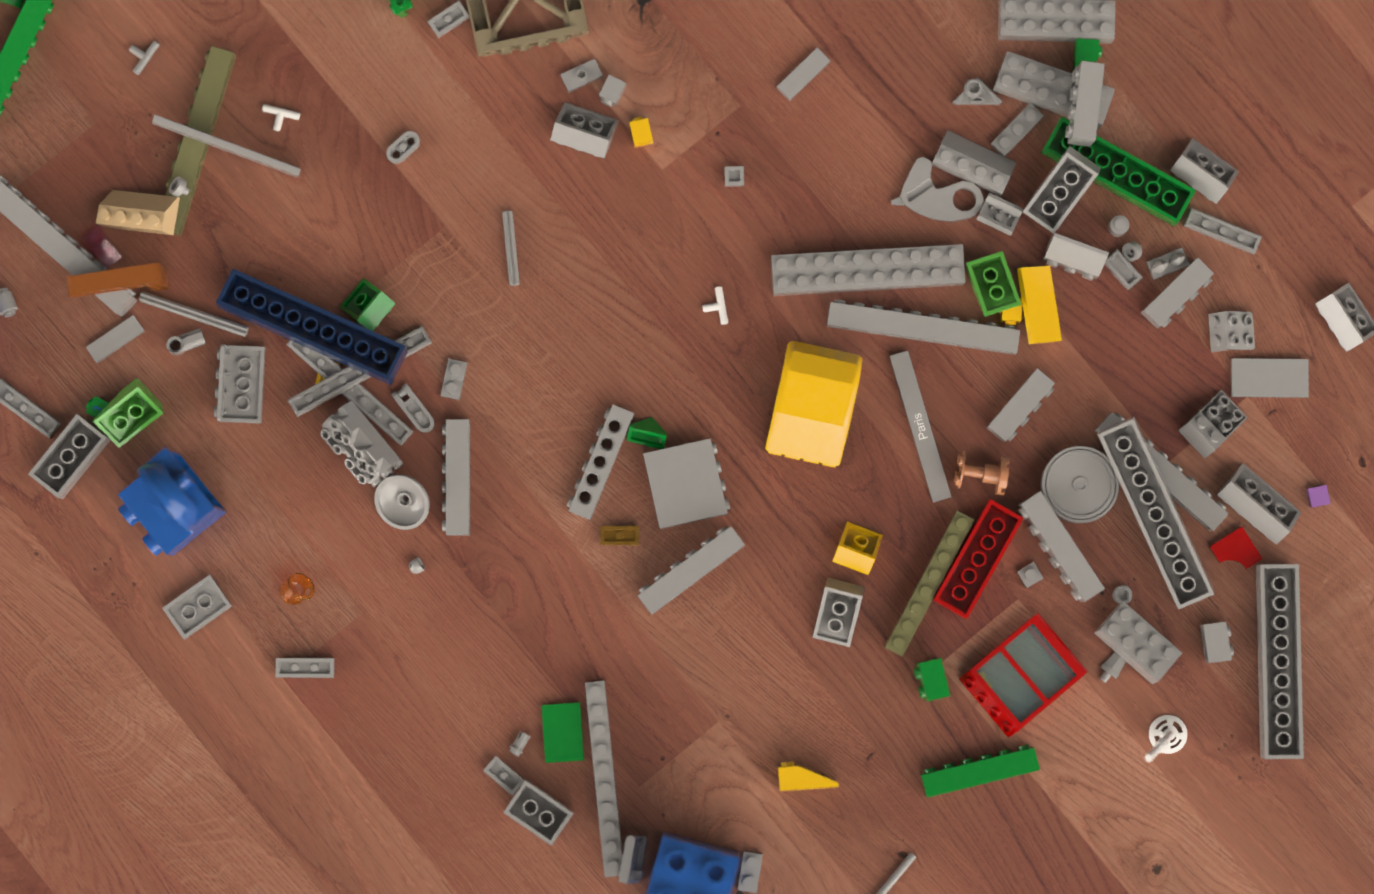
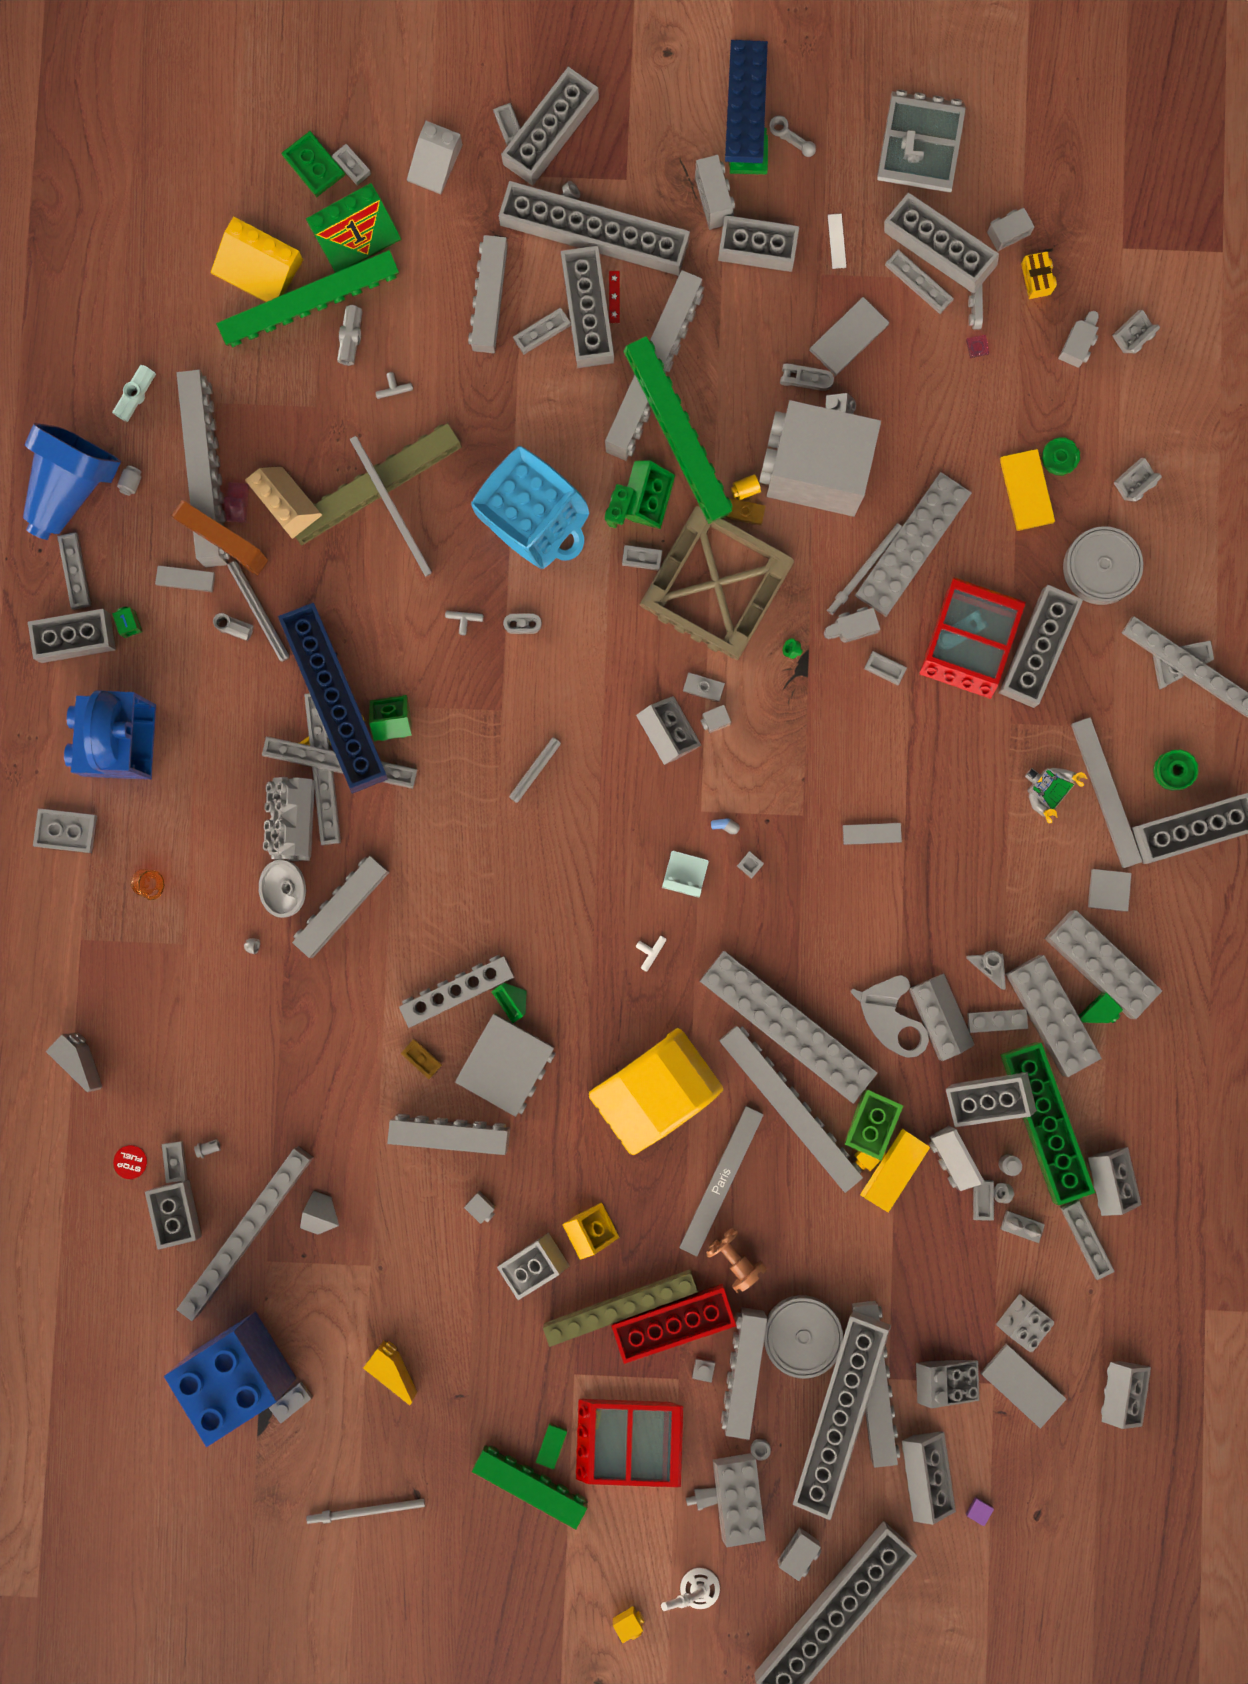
camera: 50 degrees right, 0 degrees up
(74, 45) = (350, 335): none -> light grey piece
(129, 413) = (143, 642): bright green slope -> none
(178, 187) = (328, 506): light grey tile -> none
(240, 384) = (244, 693): light grey bracket -> none
(280, 114) = (455, 518): white piece -> none
(305, 667) = (102, 947): light grey plate -> none
(337, 53) = (532, 508): none -> dark azure piece
(354, 181) = (464, 617): none -> light grey piece
(361, 764) = (76, 1059): none -> light grey slope
(414, 409) = (355, 826): light grey plate -> none
(453, 379) = (404, 830): light grey plate -> none
(470, 807) = (130, 1162): none -> red sticker
(562, 732) = (247, 1168): green tile -> none
(633, 859) = (209, 1315): light grey container -> none
(641, 131) = (710, 769): yellow brick -> none
(647, 716) = (319, 1214): none -> light grey slope
(690, 162) = (726, 824): none -> arm
(692, 225) = (685, 874): none -> light aqua bracket
(761, 604) = (480, 1208): none -> light grey brick
(932, 679) = (556, 1386): green brick -> none
(969, 730) = (551, 1446): none -> green tile
(1000, 214) = (926, 1073): light grey bracket -> none
(1020, 405) = (812, 1235): light grey brick -> none
(1085, 103) = (1069, 1051): light grey brick -> none
(1139, 804) = (628, 1624): none -> yellow brick
(1174, 296) = (1010, 1257): light grey brick -> none
(1237, 548) = (881, 1493): red tile -> none

